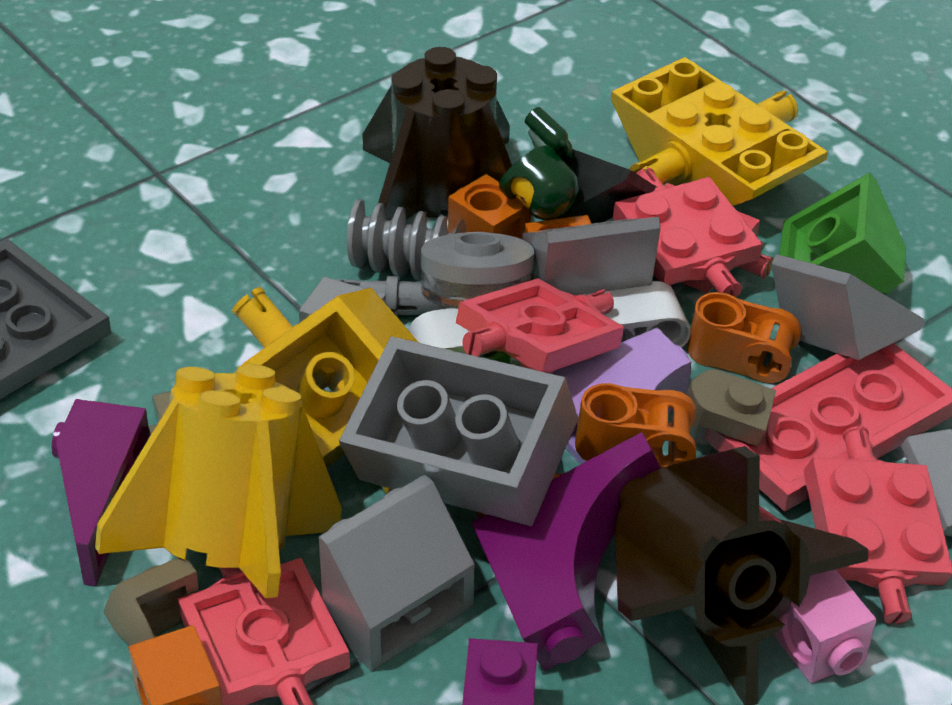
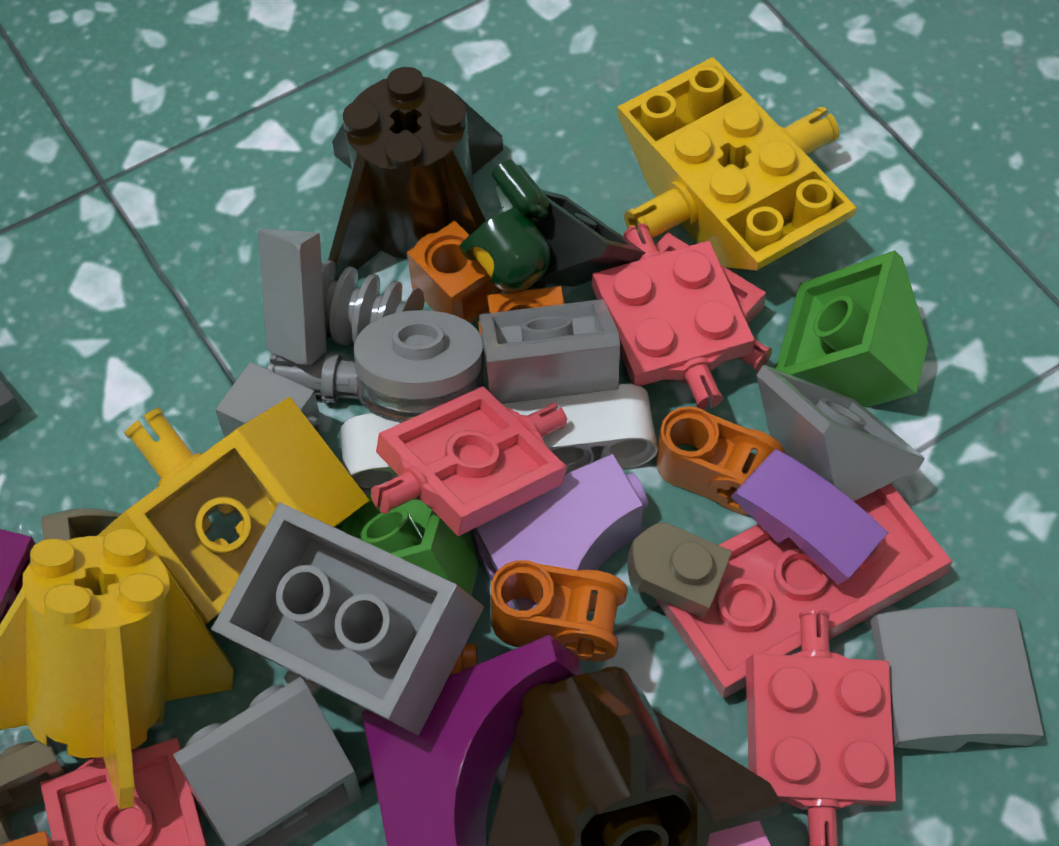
camera: 10 degrees right, 15 degrees up
(356, 222) = (293, 294): none -> light grey slope
(850, 363) = (810, 511): none -> medium lavender slope

